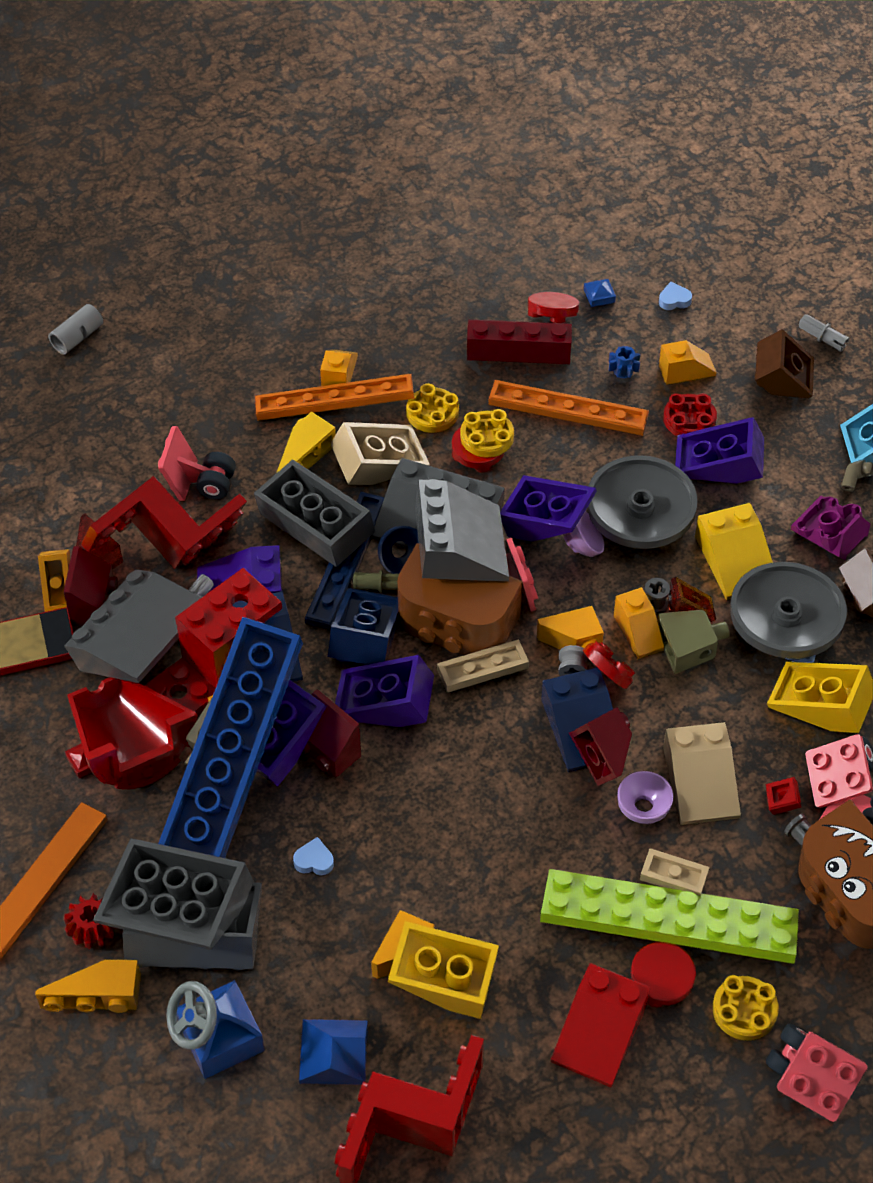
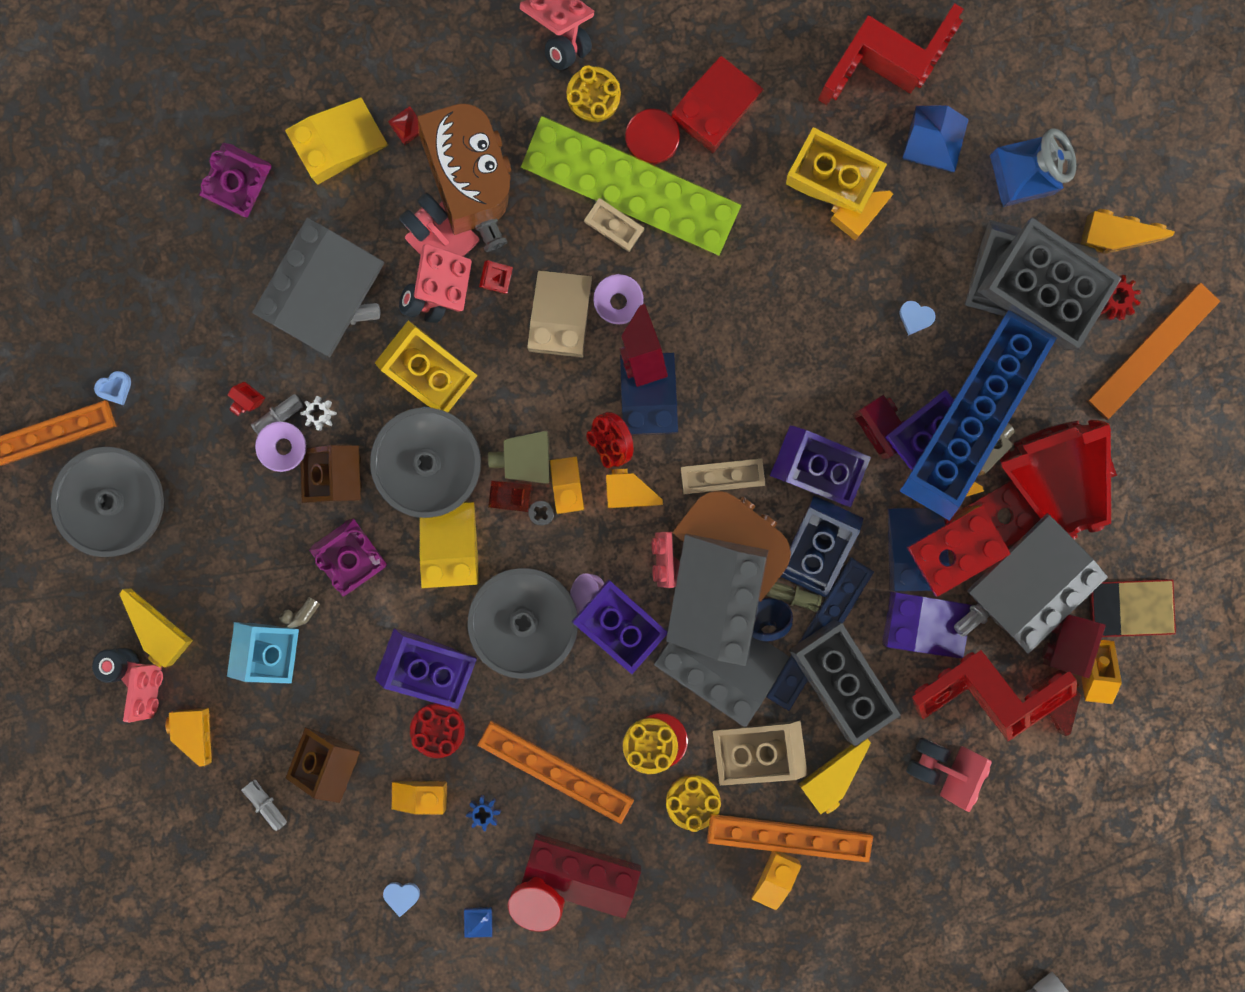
camera: 165 degrees left, 35 degrees up
(572, 660) = (641, 458): light grey wheel -> none

